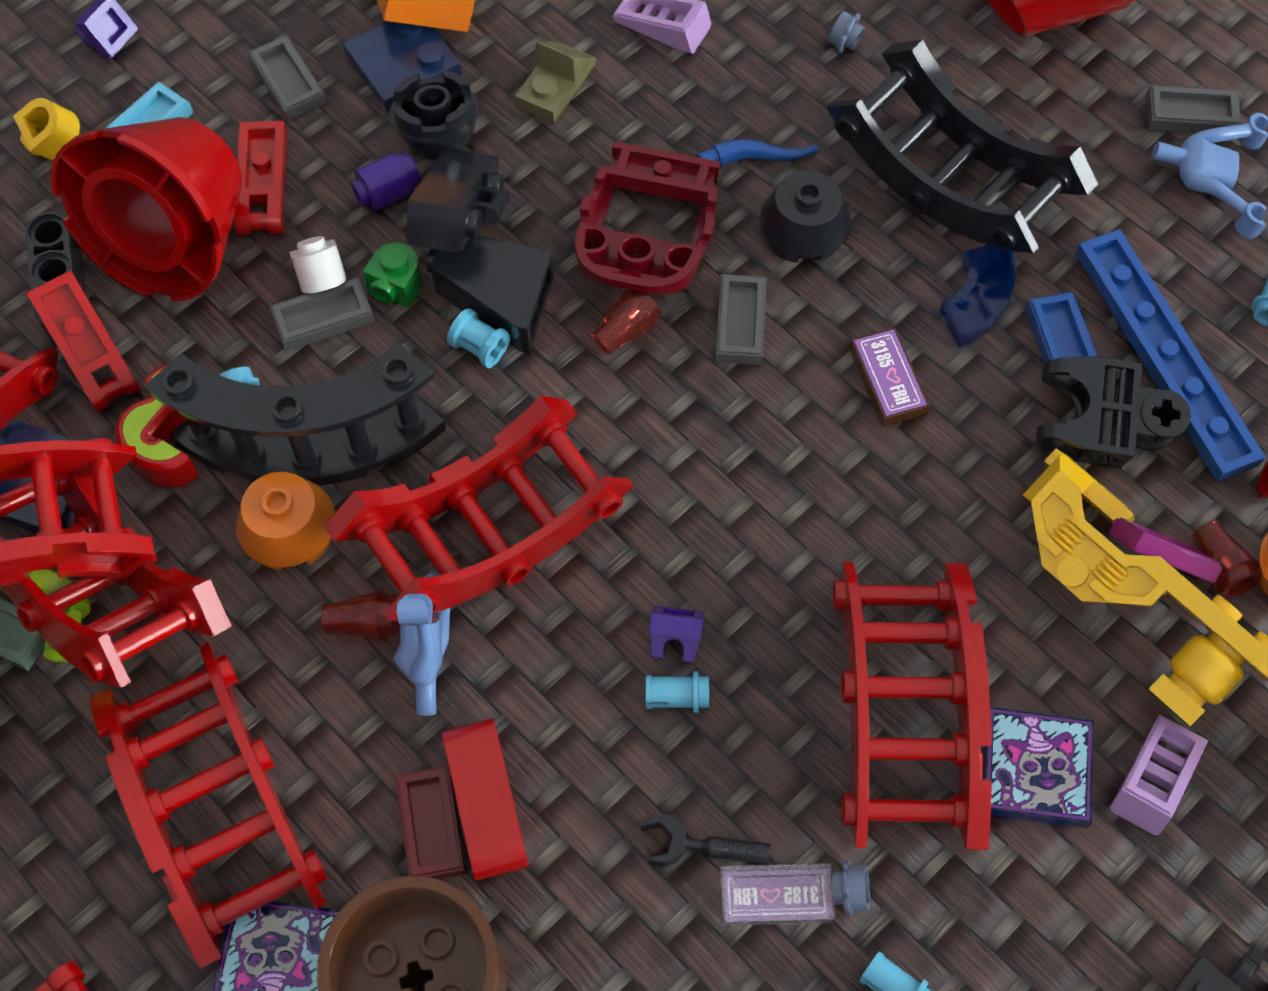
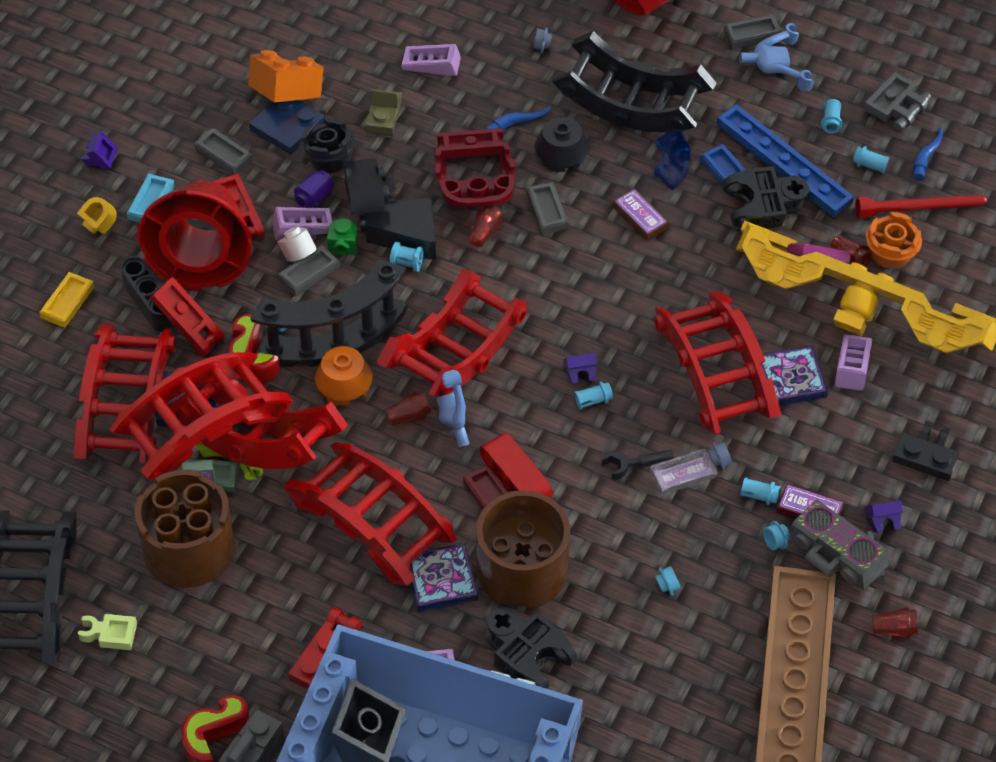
camera: 20 degrees left, 10 degrees down
(338, 212) = (285, 218): none -> lavender slope

